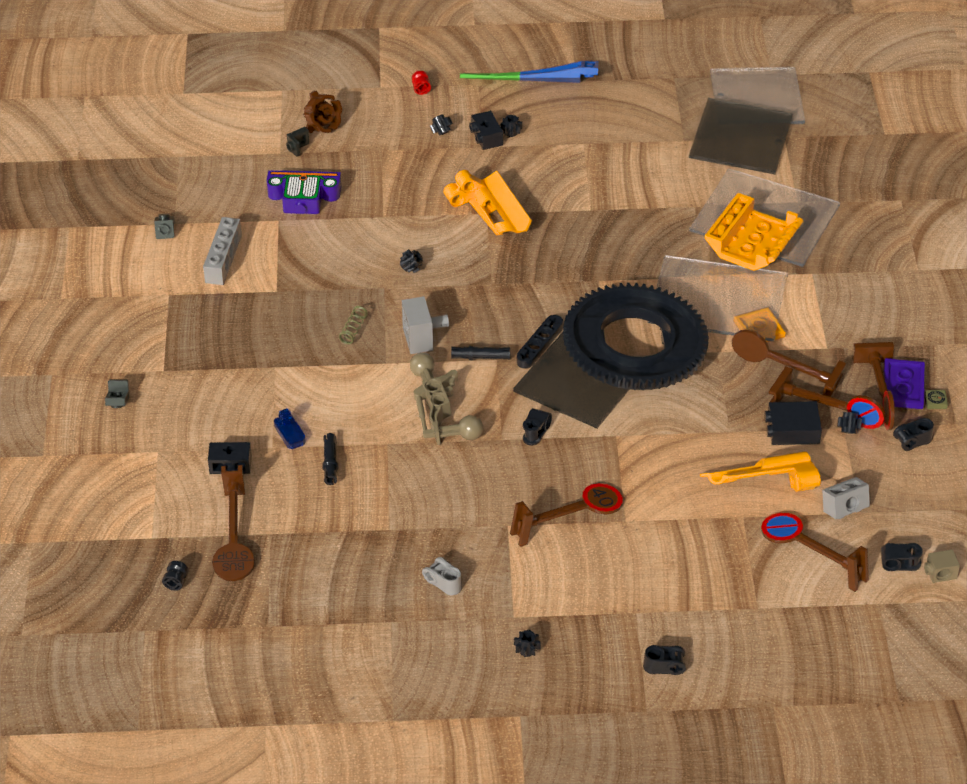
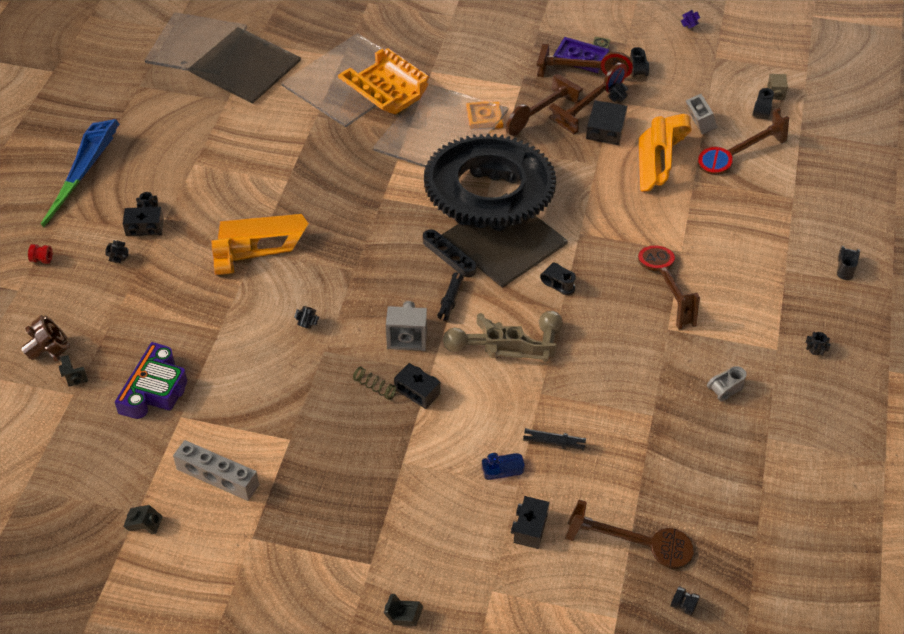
camera: 75 degrees left, 5 degrees up
(359, 352) = (417, 385): none -> black brick

